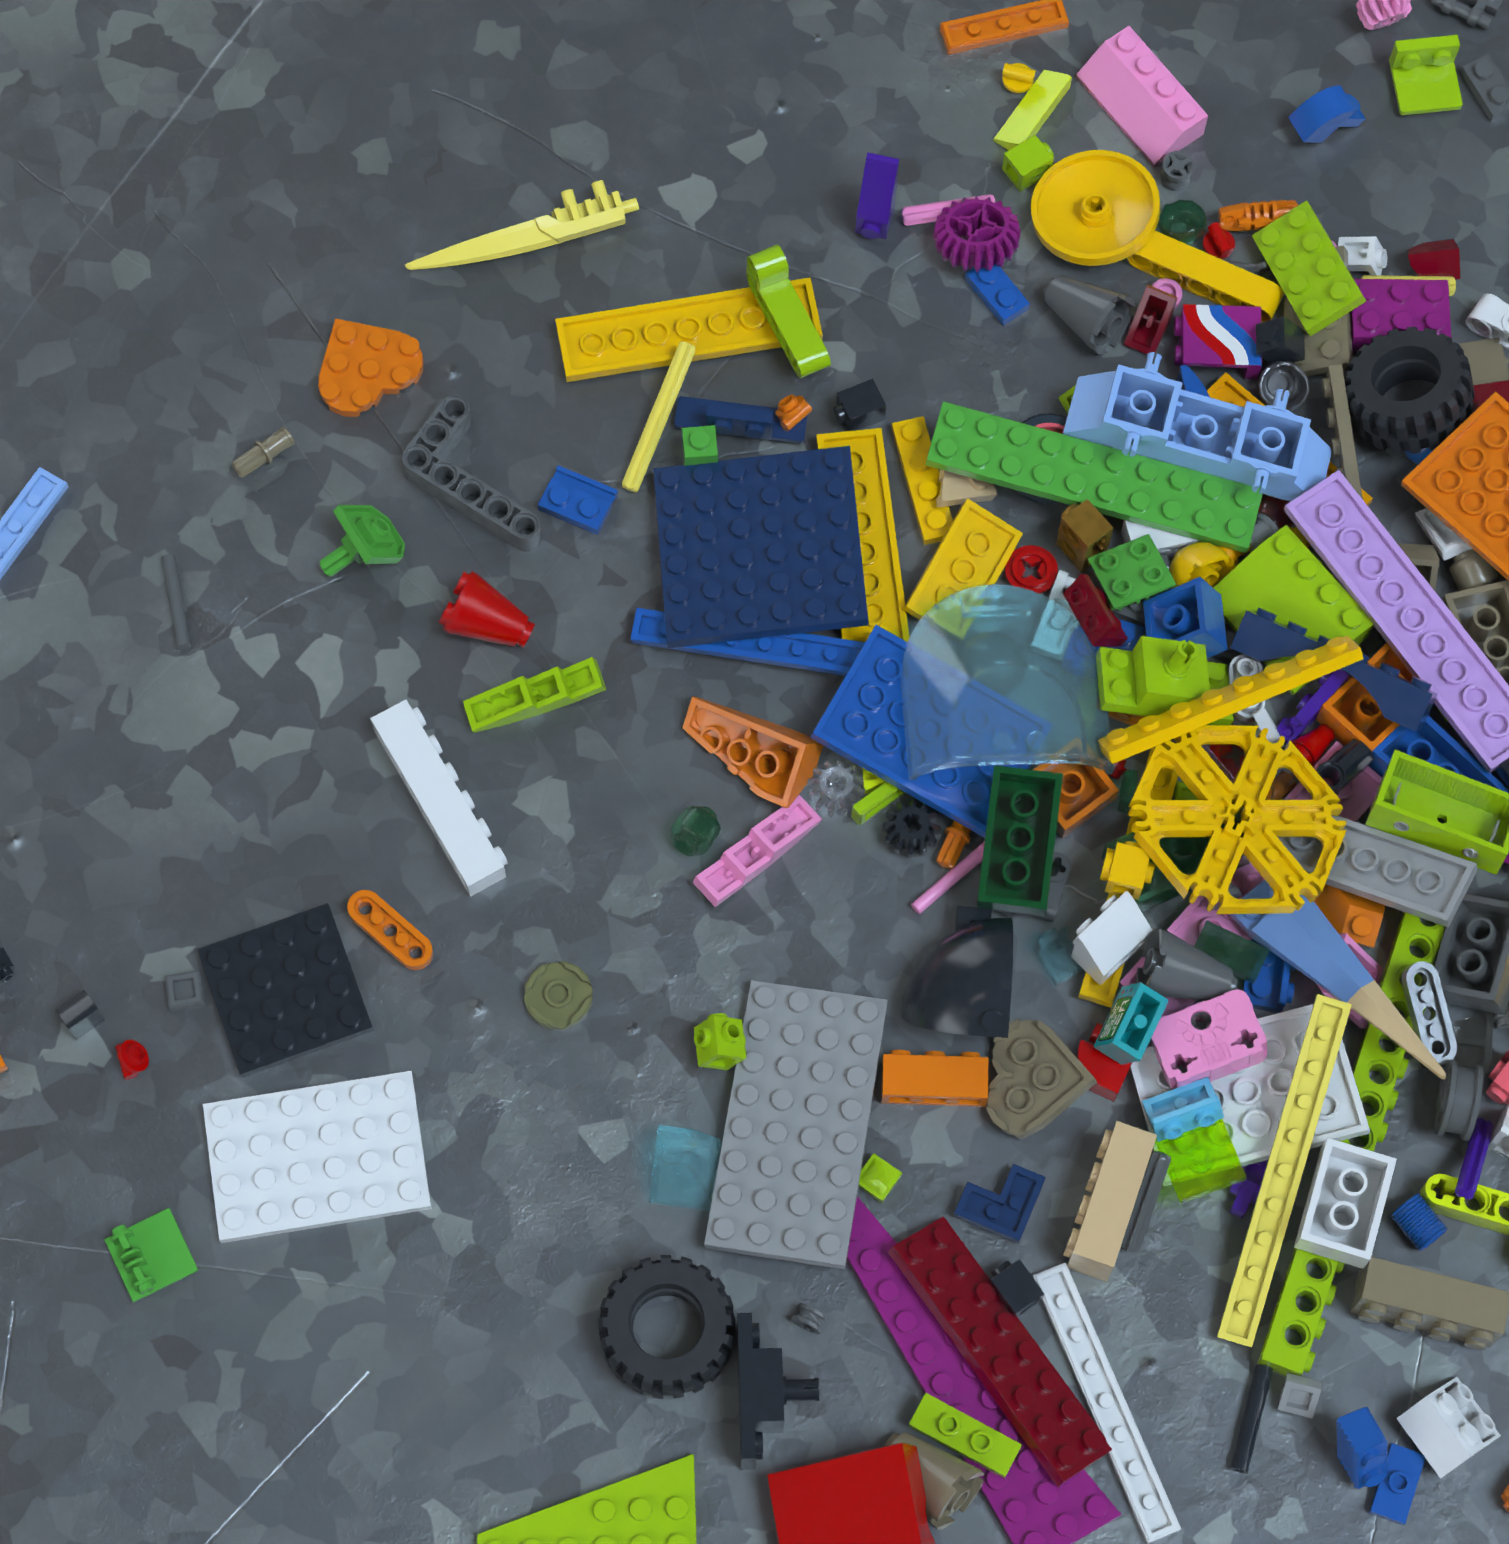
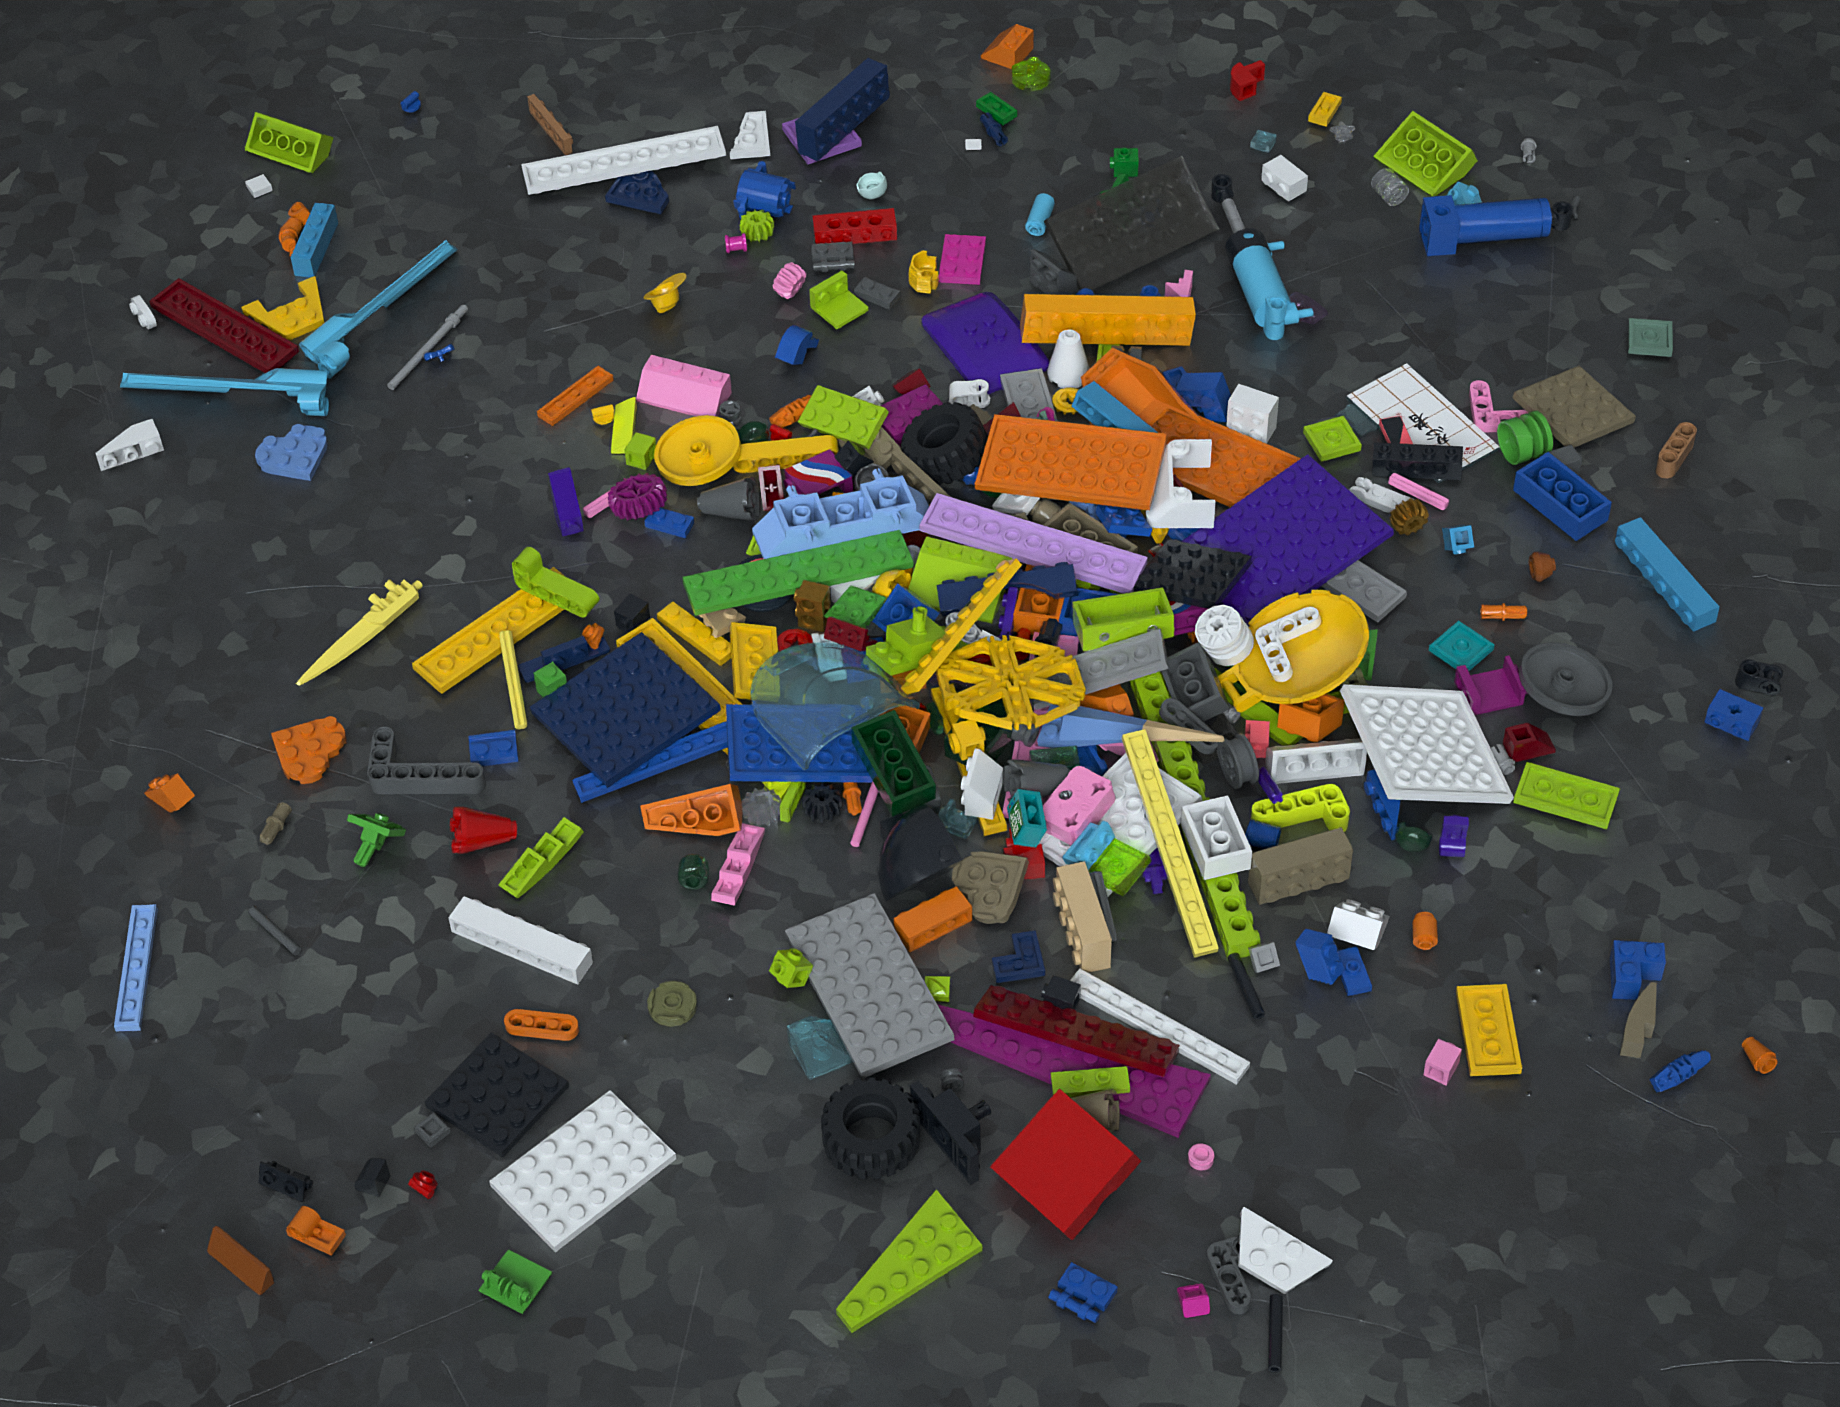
camera: 30 degrees left, 20 degrees down
(170, 334) = (169, 792): none -> orange slope

